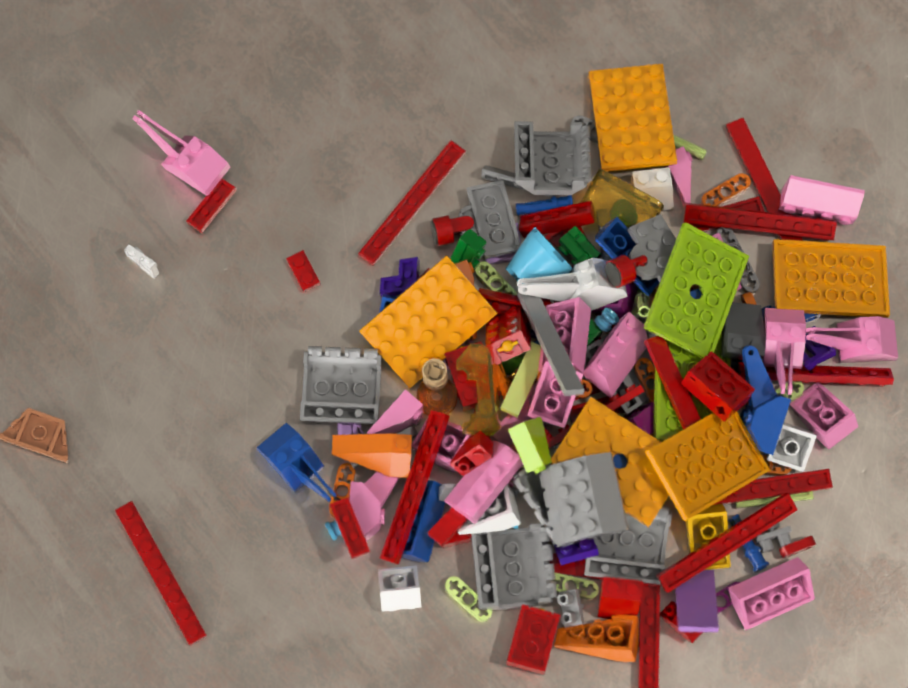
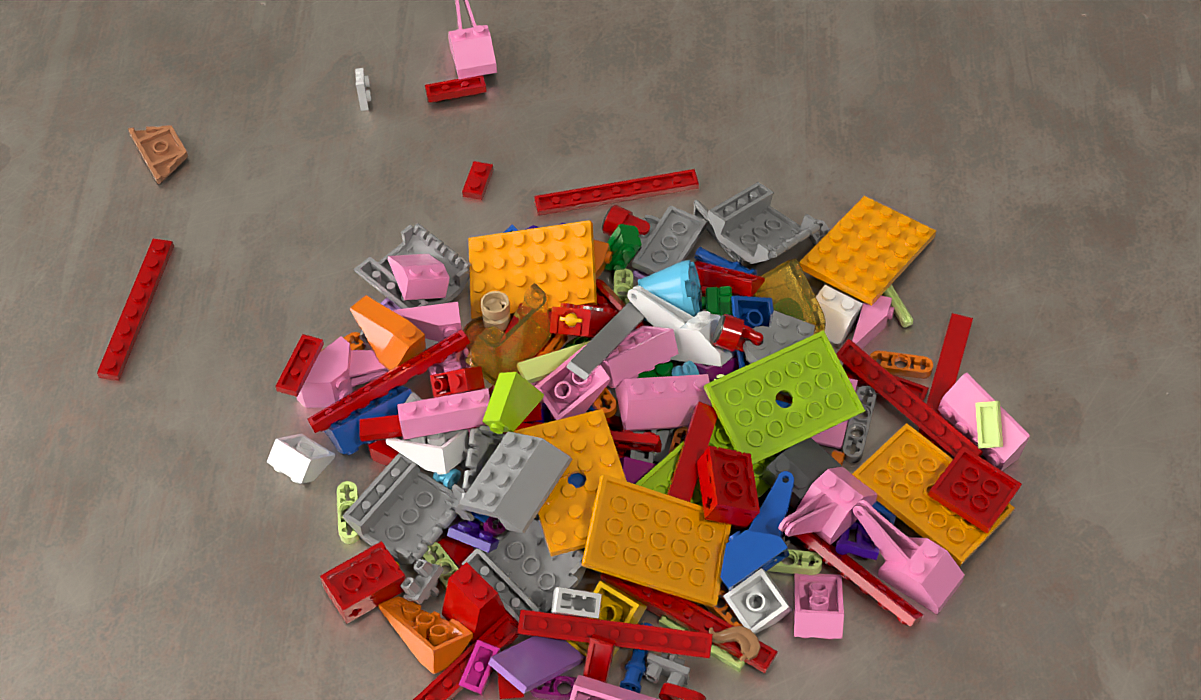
camera: 45 degrees right, 20 degrees down
(294, 460) = (321, 300): blue slope -> none
(351, 387) = (419, 276): none -> bright pink slope
(662, 633) = (478, 670): none -> dark pink slope
(688, 546) = (576, 603): none -> white slope
(730, 567) = (599, 658): none -> red tile
(805, 477) = (745, 637): none -> medium nougat piece
(831, 201) = (989, 424): none -> yellowish green tile
(856, 255) = (974, 489): none -> red plate

